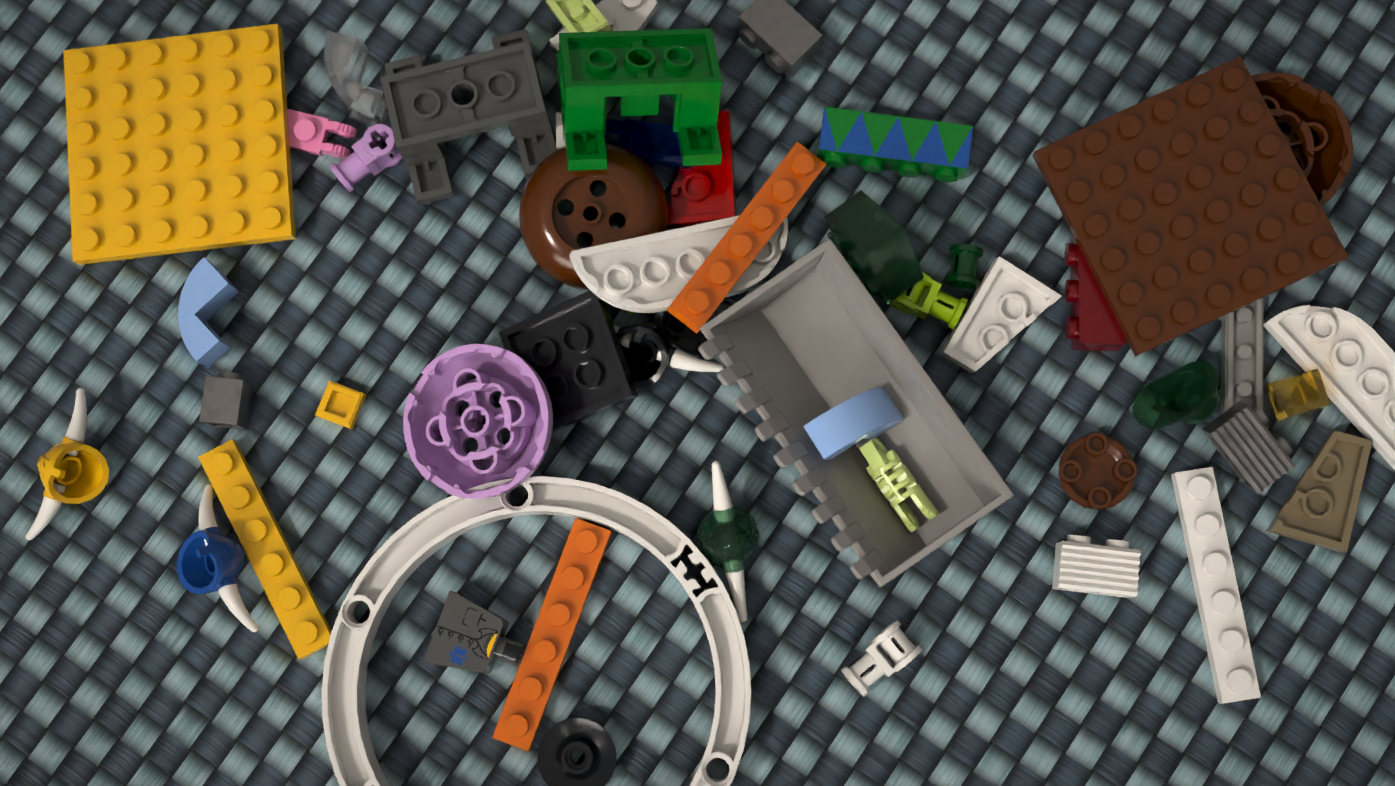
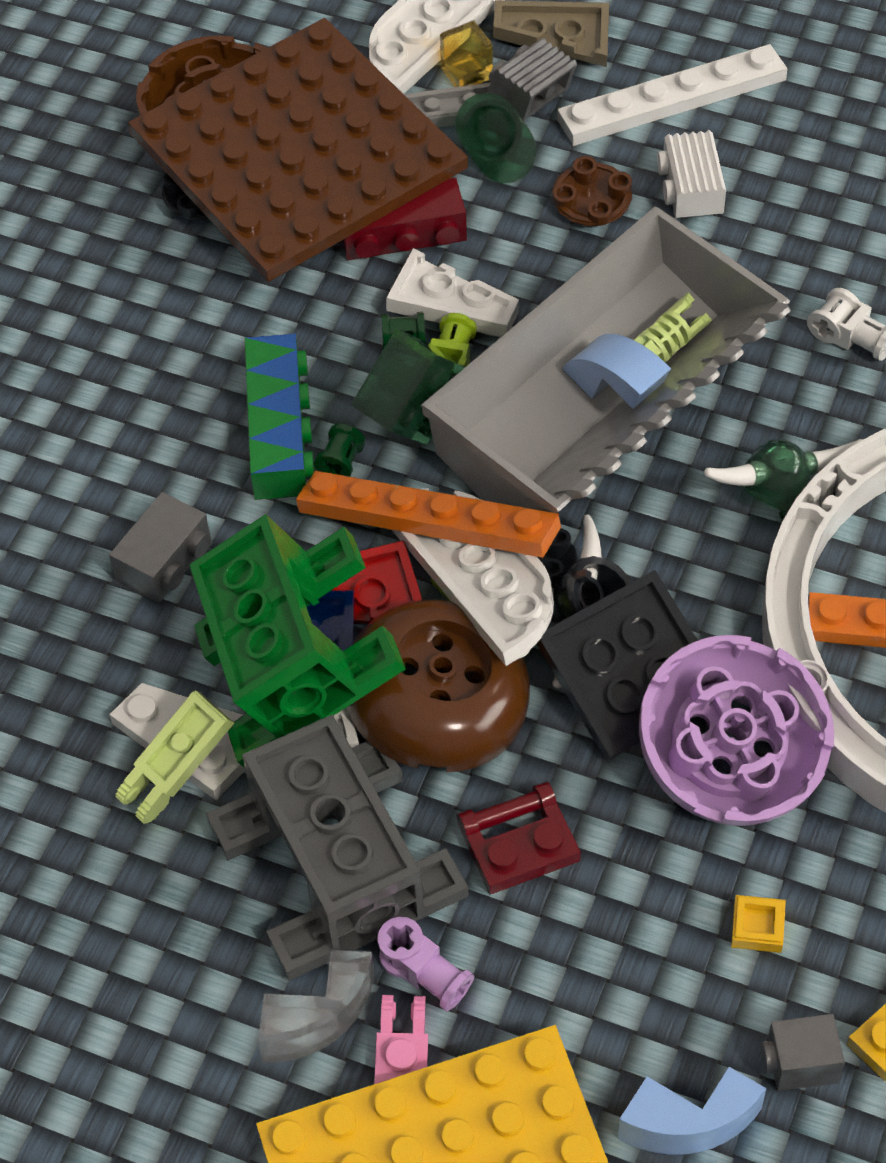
camera: 105 degrees left, 25 degrees down
(444, 255) = (522, 851): none -> dark red plate
(841, 186) = (339, 450): none -> dark green bush

